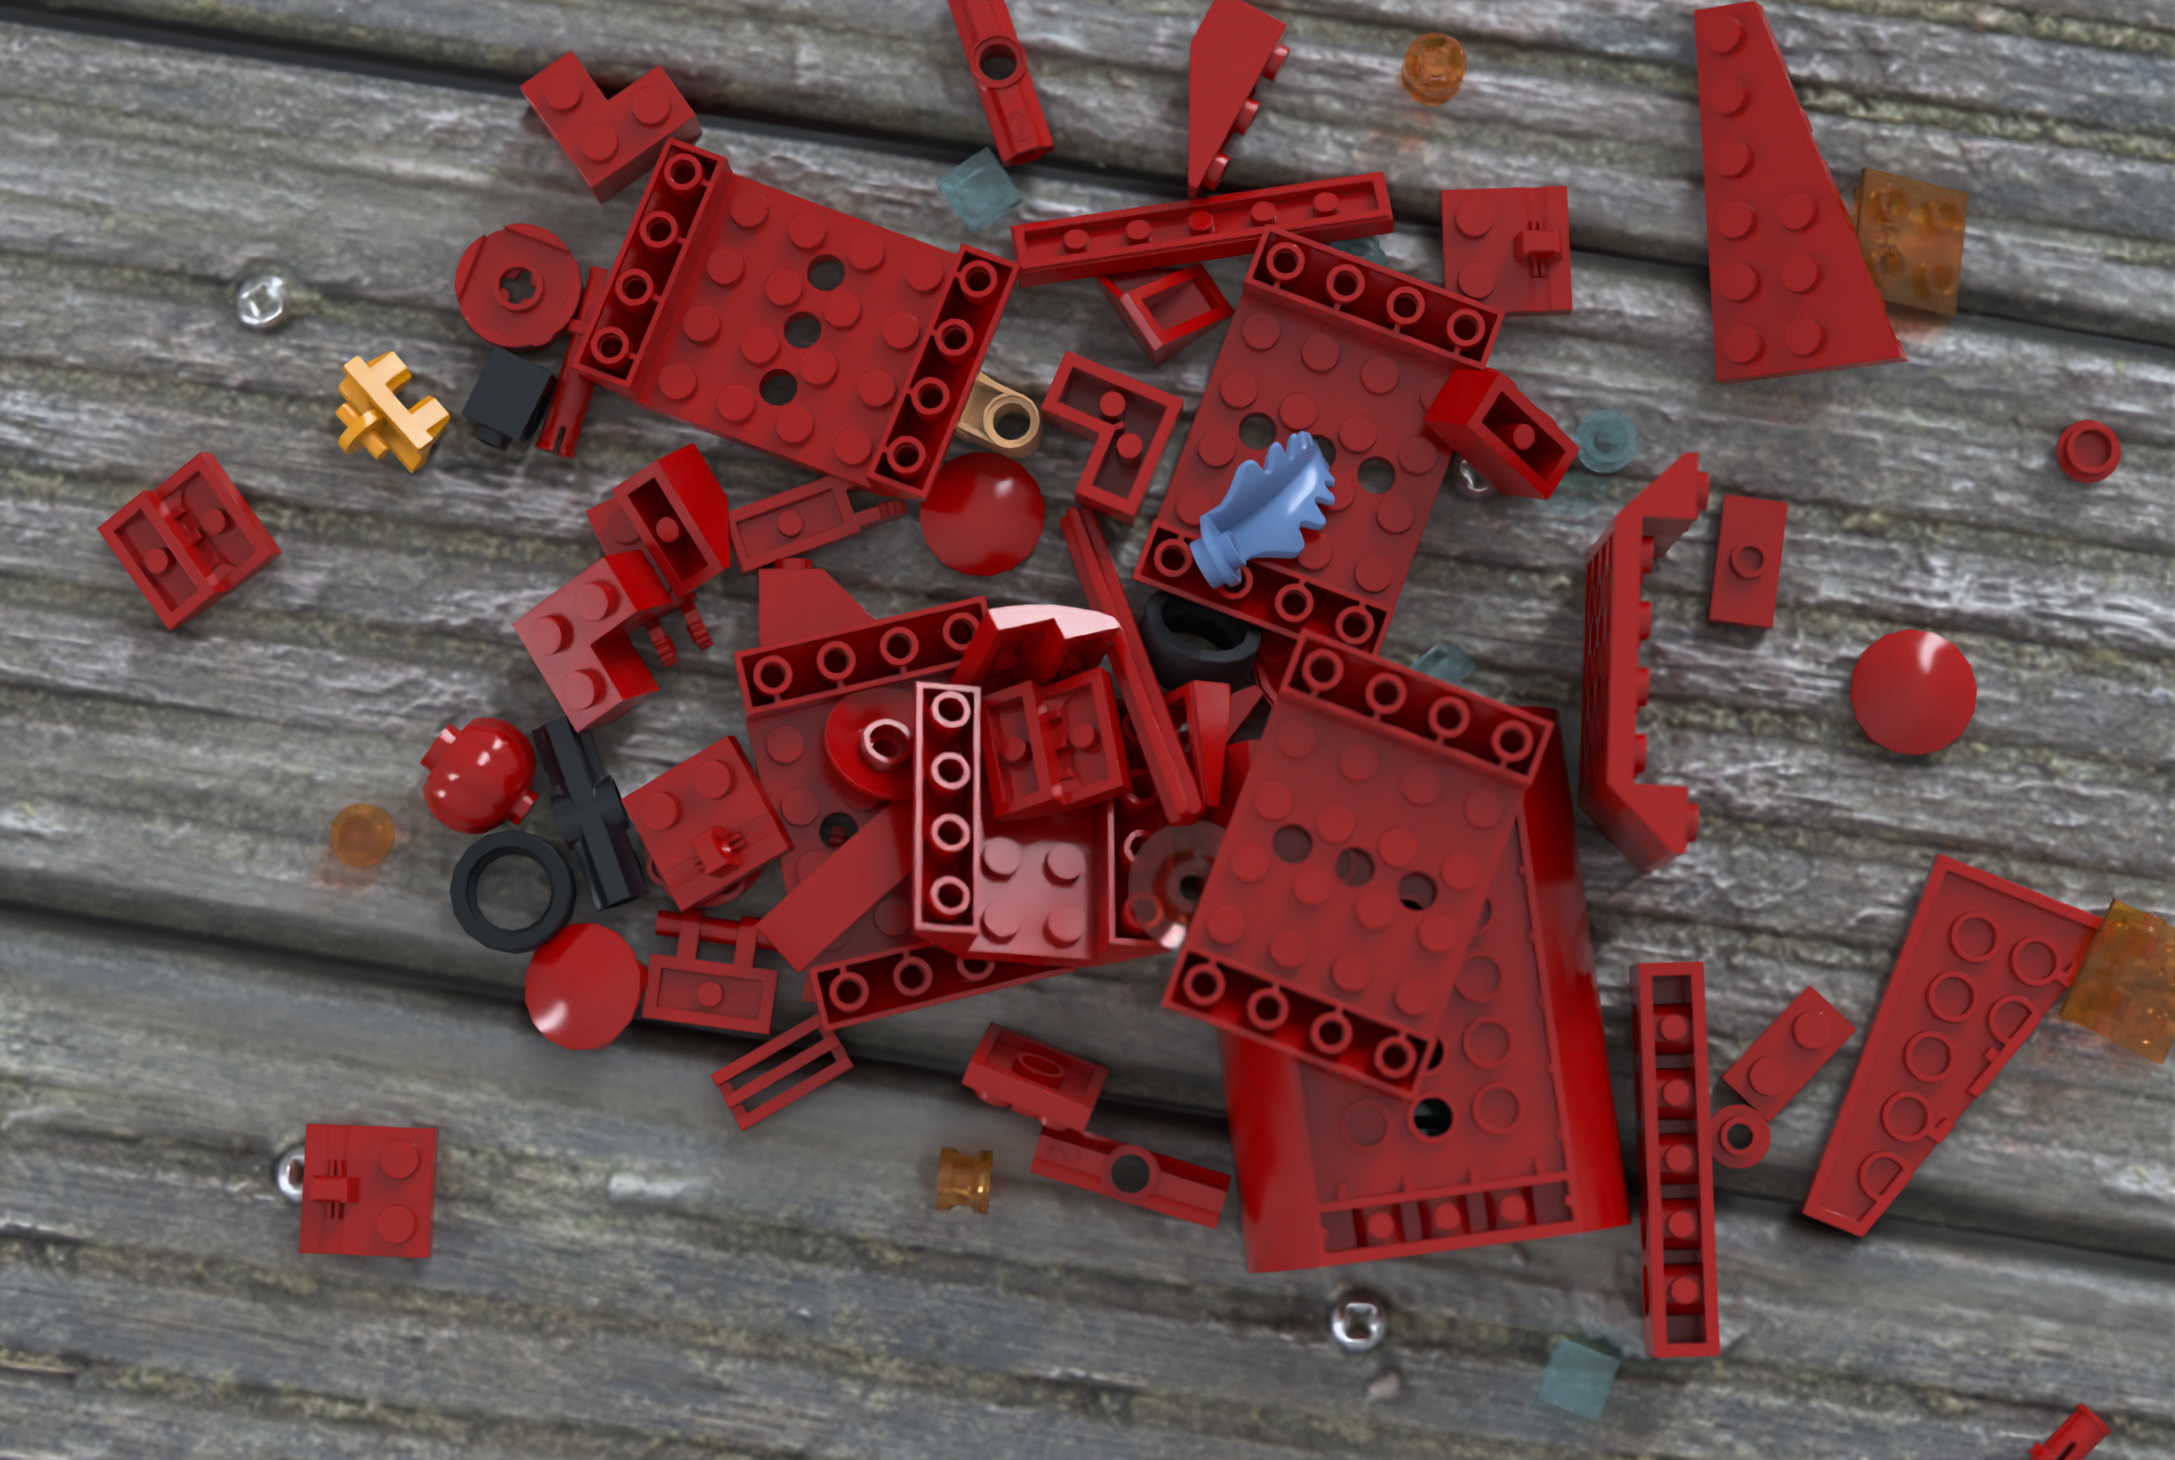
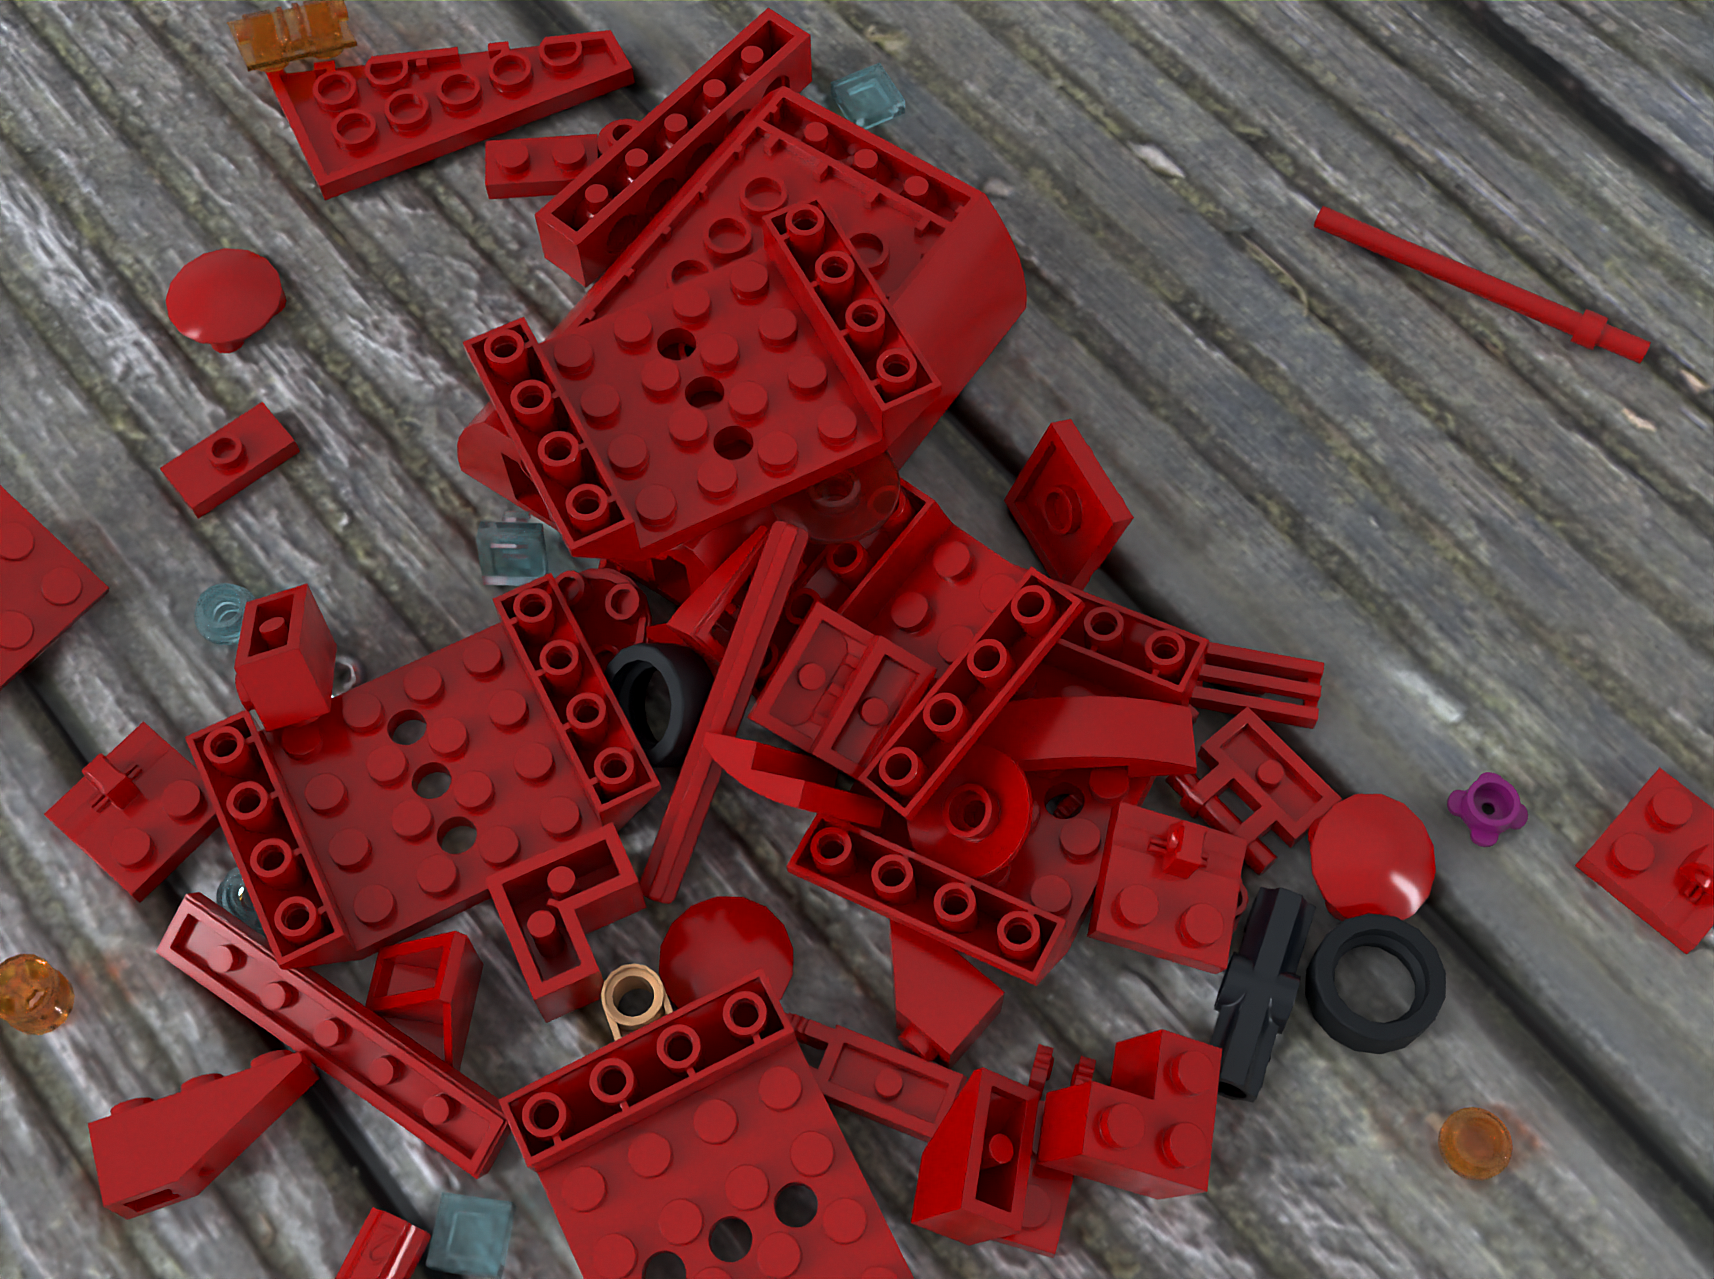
camera: 140 degrees left, 20 degrees down
(480, 776) = (1334, 1099): red plant -> none
(514, 1118) = (1492, 791): none -> magenta plate
(964, 1180) = (1179, 499): clear orange wheel -> none
(1172, 1187) = (1036, 388): red piece -> none
(1265, 510) = (516, 730): medium blue plant -> none
(1641, 820) = (358, 421): red slope -> none

